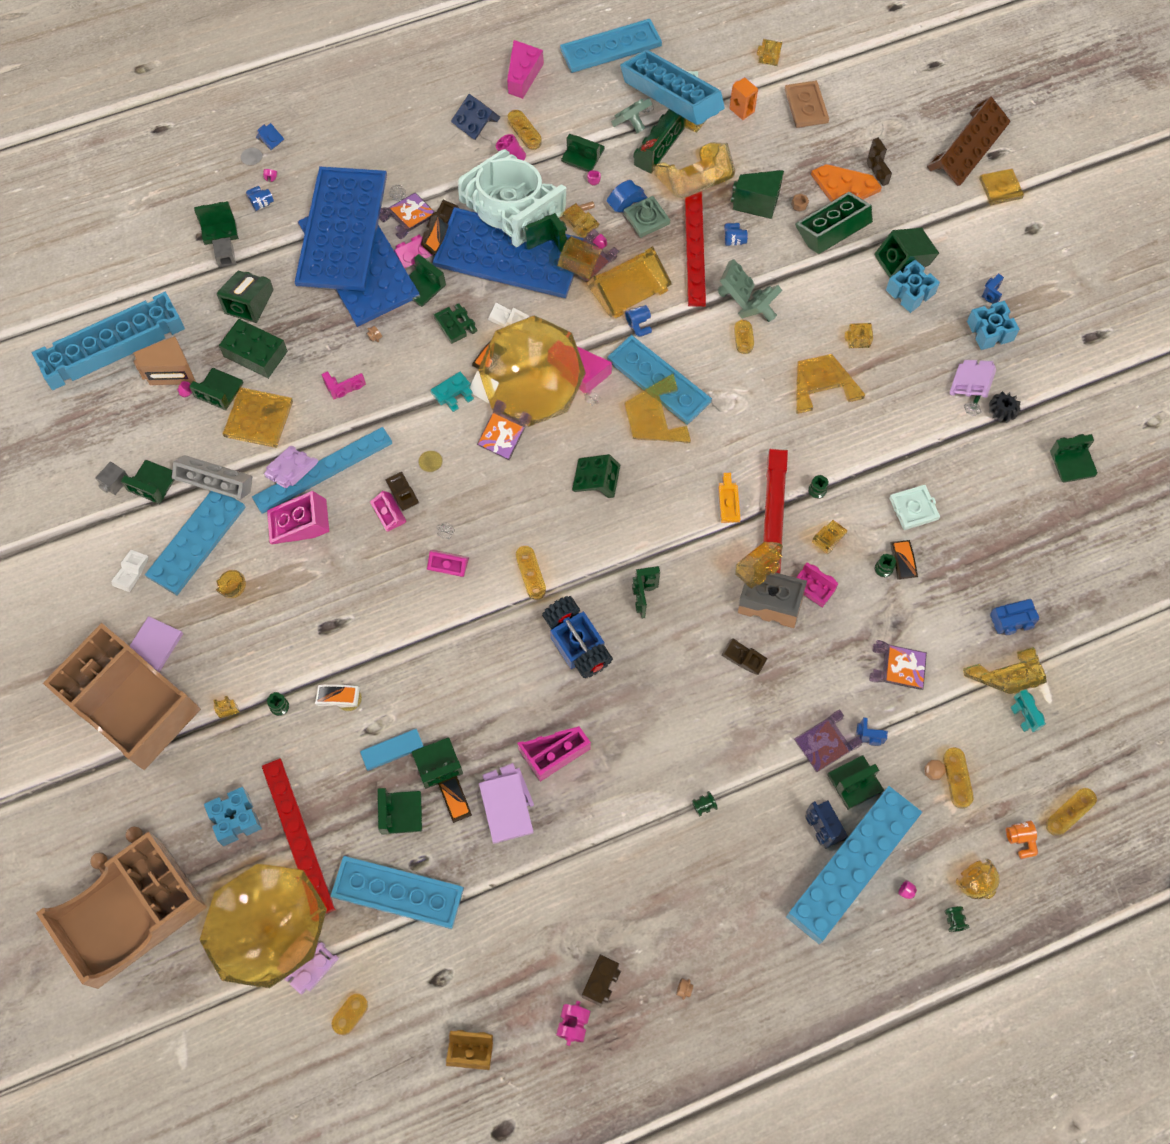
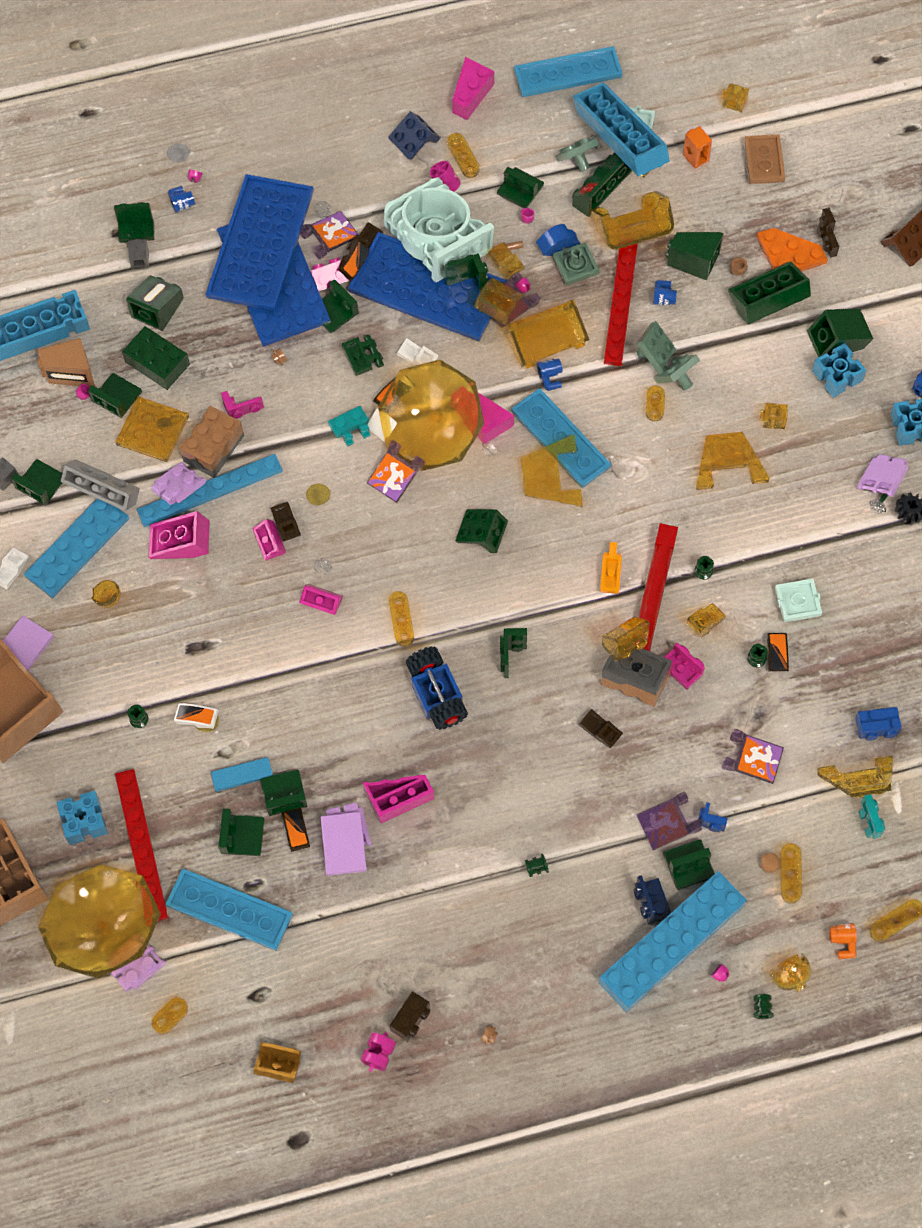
camera: 10 degrees right, 0 degrees up
(225, 707) = (87, 713): clear yellow plate -> none
(269, 136) = (199, 133): blue bracket -> none
(319, 422) = (212, 441): none -> medium nougat piece

